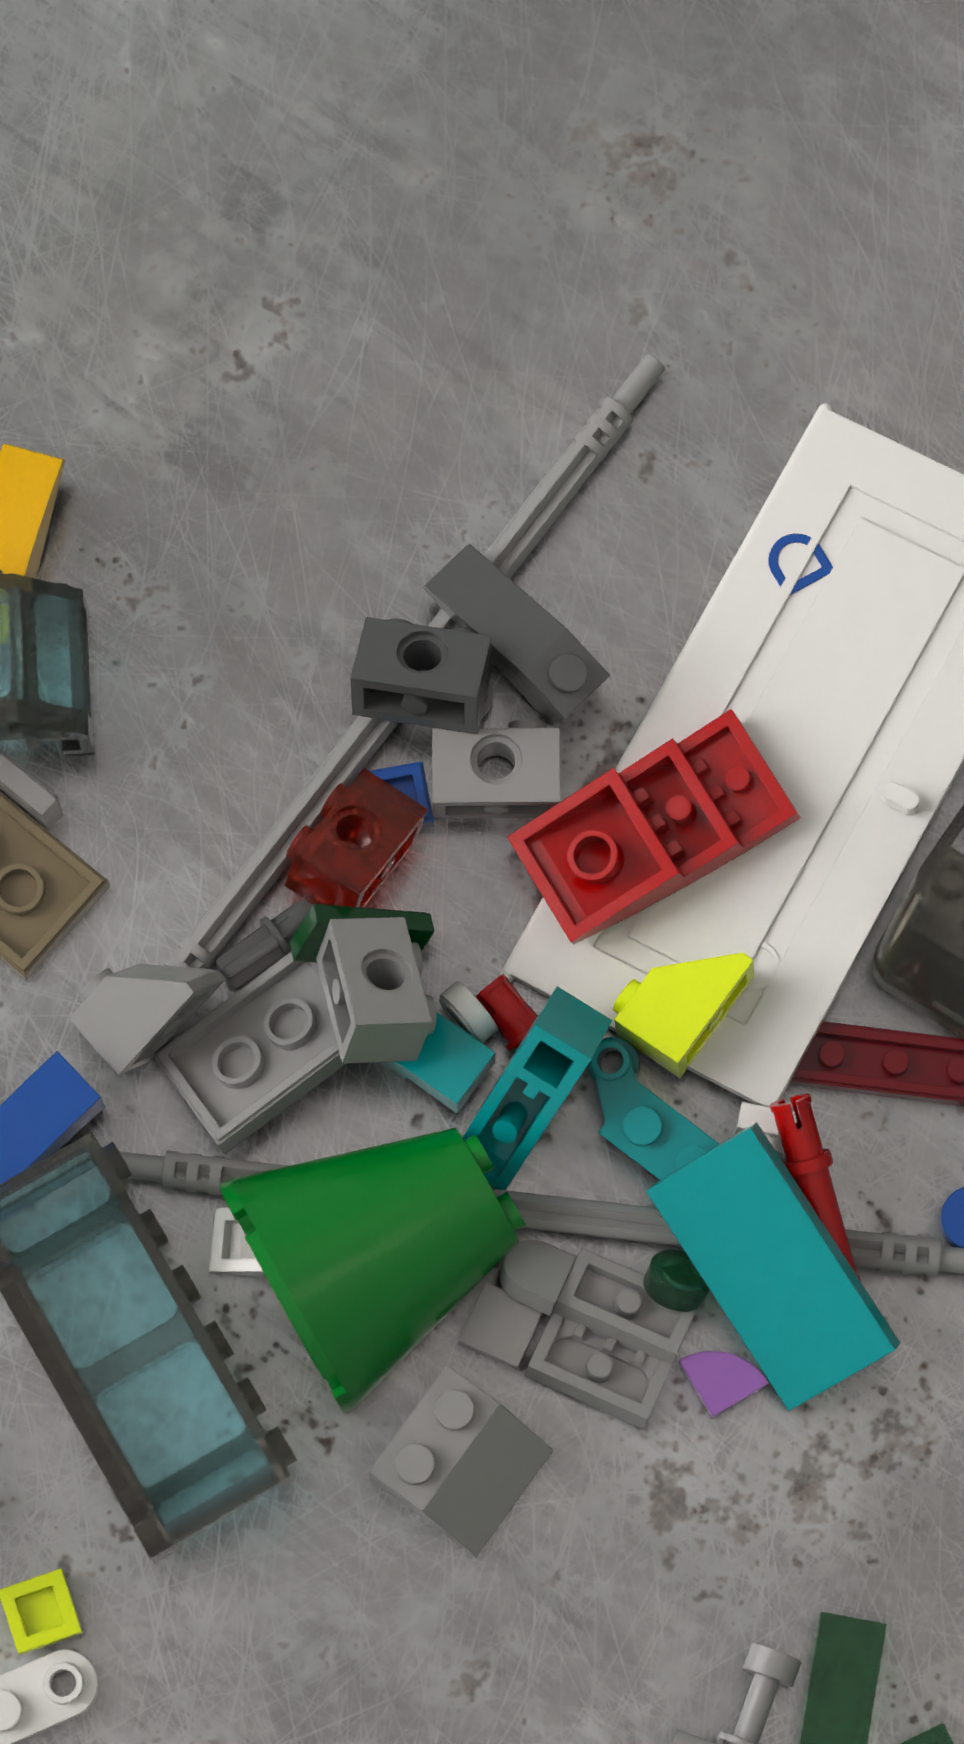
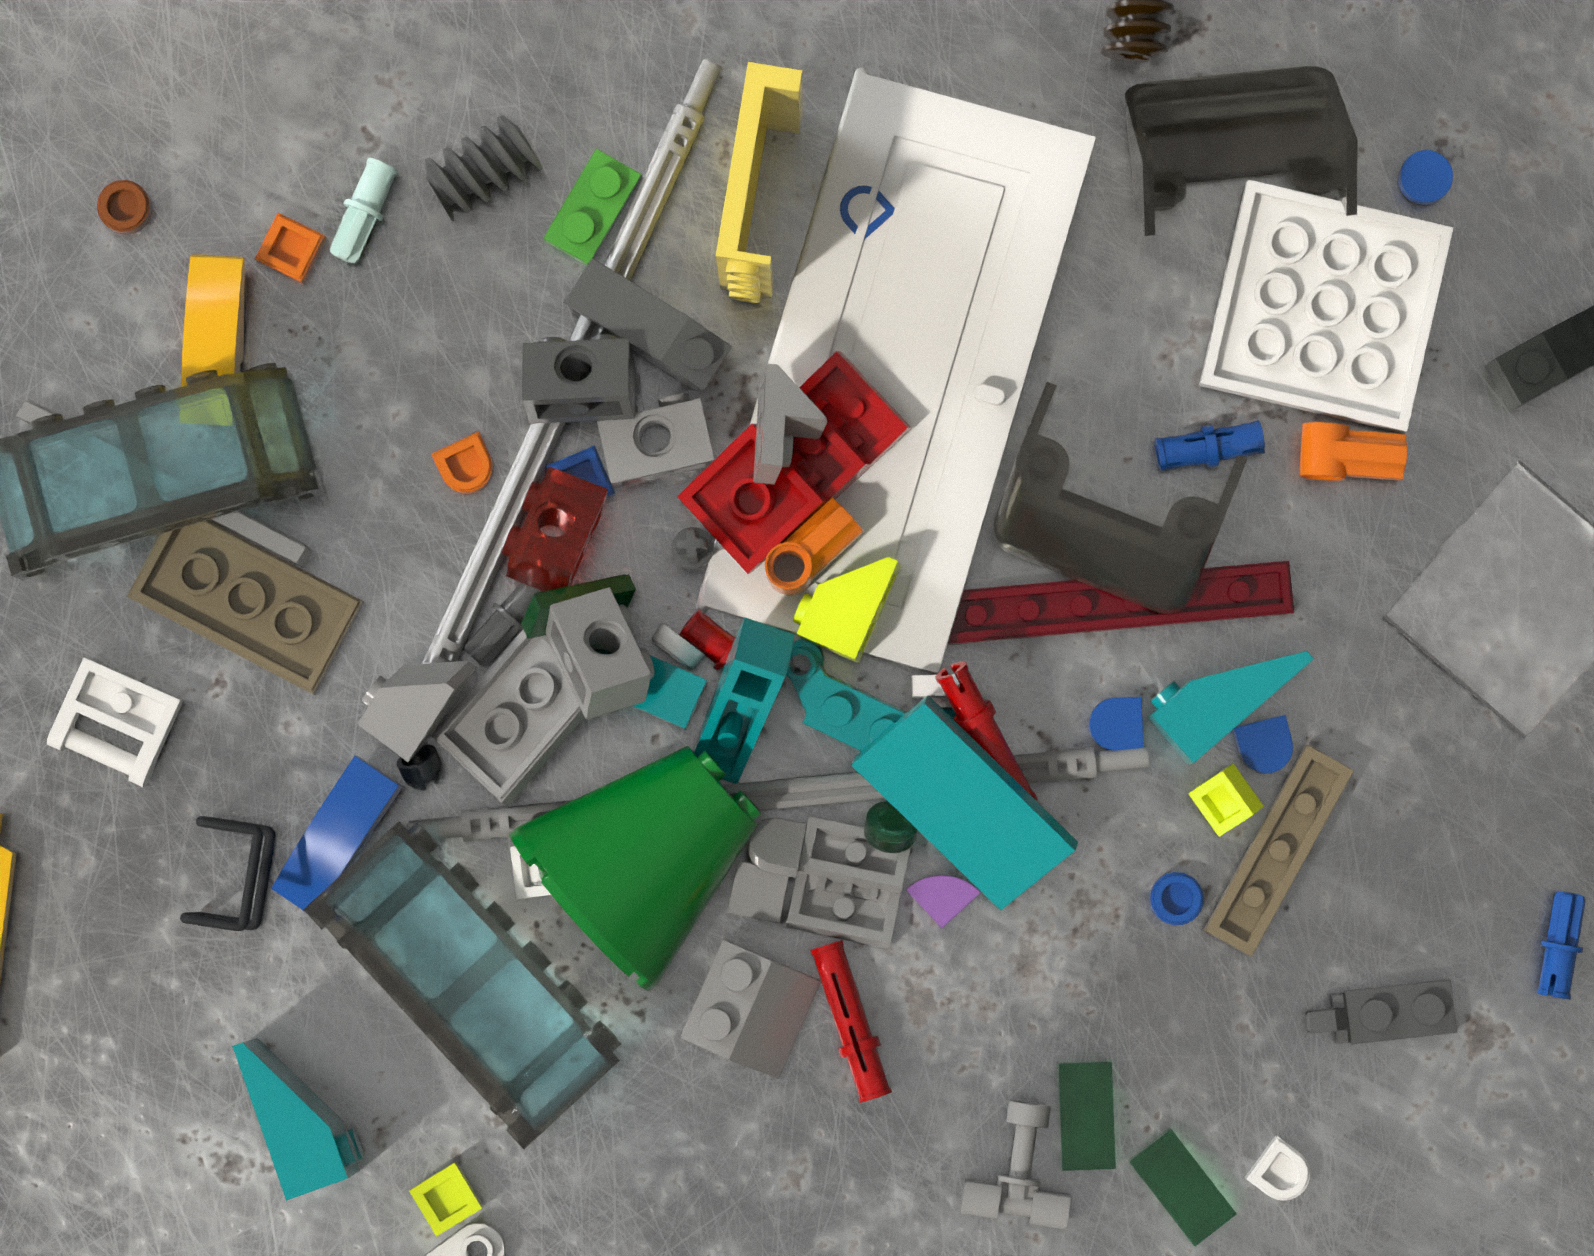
camera: 10 degrees left, 10 degrees up
(120, 466) = (290, 248): none -> orange tile
(131, 1089) = (421, 768): none -> black hinge
(214, 440) = (363, 210): none -> light aqua axle
(266, 752) = (465, 464): none -> orange tile
(362, 416) = (480, 166): none -> dark grey piece
(481, 493) = (592, 207): none -> bright green plate
(512, 899) = (692, 548): none -> dark grey axle
(586, 1583) = (871, 1081): none -> red pin
(652, 764) = (781, 414): none -> light grey slope
(657, 926) = (815, 544): none -> orange piece
(709, 415) = (769, 101): none -> light yellow panel

